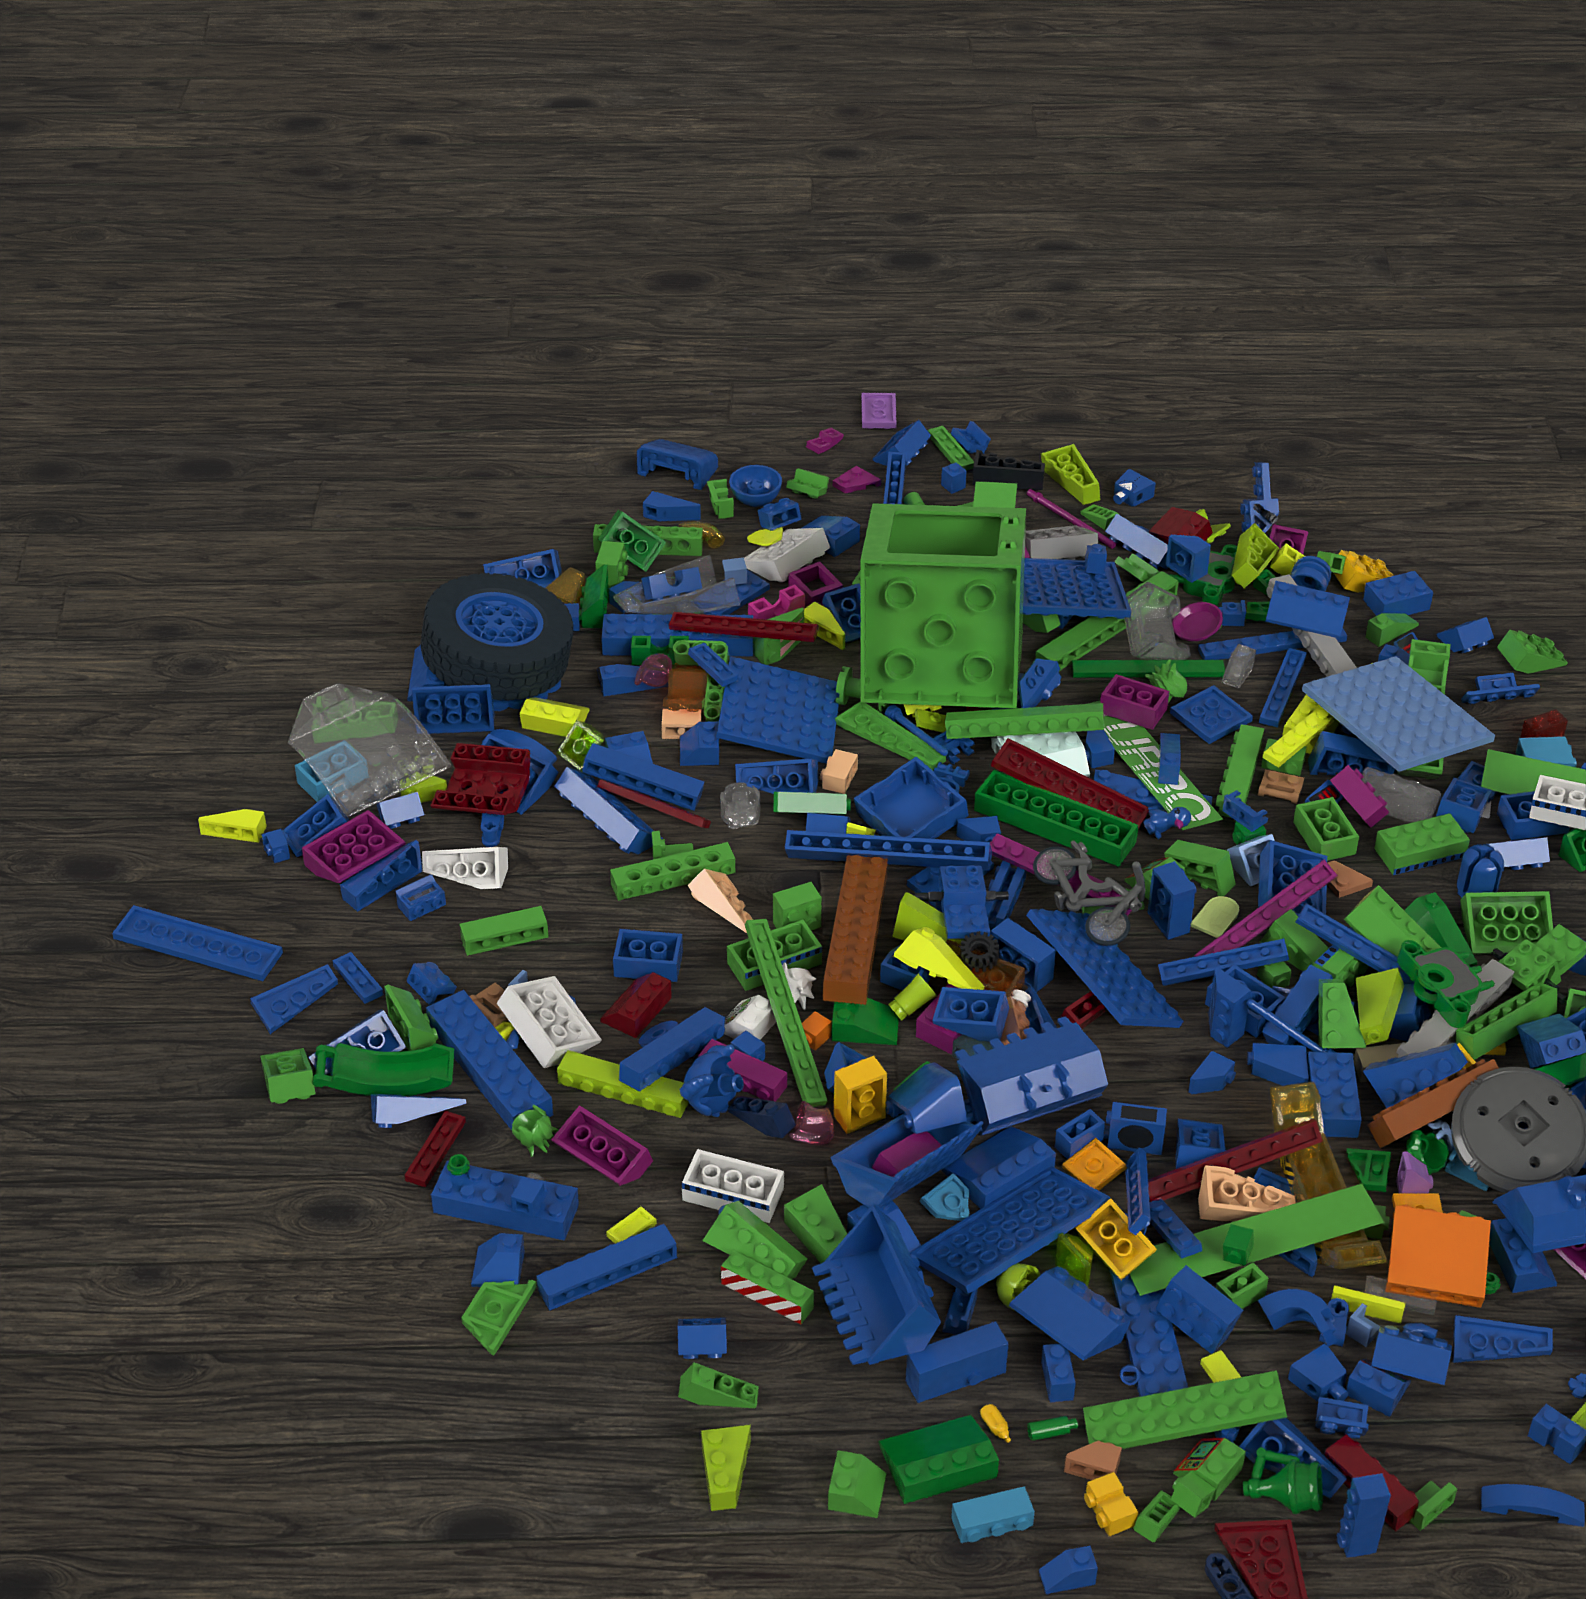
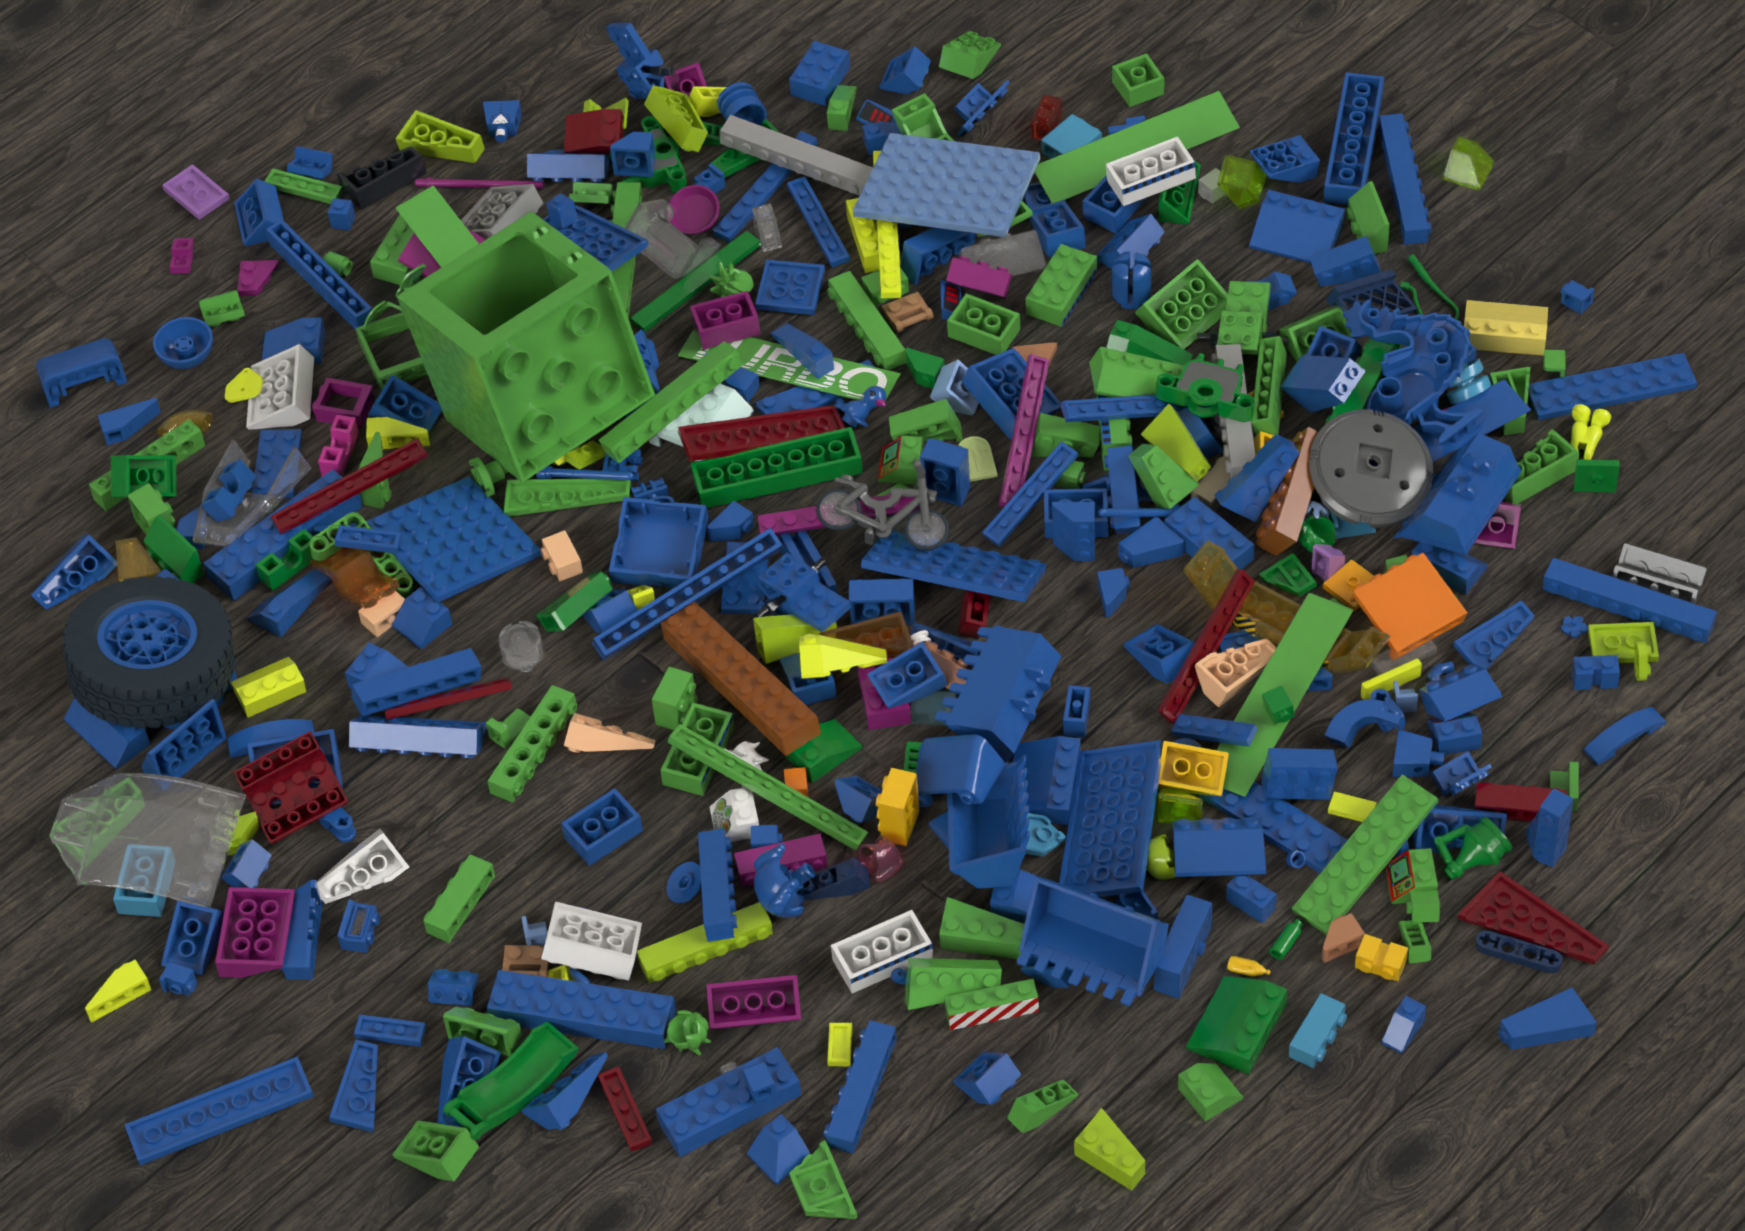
camera: 40 degrees left, 10 degrees up
(458, 1165) = (674, 1098): green plate -> none
(578, 743) = (327, 694): clear neon green slope -> none
(639, 1004) = (636, 872): dark red slope -> none
(654, 670) = (310, 582): clear pink piece -> none
(721, 503) = (162, 381): bright green window -> none
(735, 569) = (268, 438): medium blue panel -> none
(779, 514) = (234, 357): blue brick -> none
(780, 776) = (521, 597): blue wedge -> none
(905, 1153) = (990, 826): magenta brick -> none
(912, 997) = (844, 700): lime plant -> none
(979, 961) = (858, 635): black tyre -> none
(1094, 1165) = (1108, 726): light orange plate -> none
(1099, 515) = (507, 164): bright green slope -> none
(1135, 1127) = (1112, 673): brick -> none
(1137, 1192) = (1169, 720): blue plate -> none
(1243, 813) = (915, 357): blue hinge -> none
(1244, 1286) = (1305, 730): bright green brick -> none
(1307, 609) = (781, 138): blue slope -> none
(1334, 560) = (744, 74): bright green brick -> none
(1360, 570) = (768, 70): yellow slope -> none

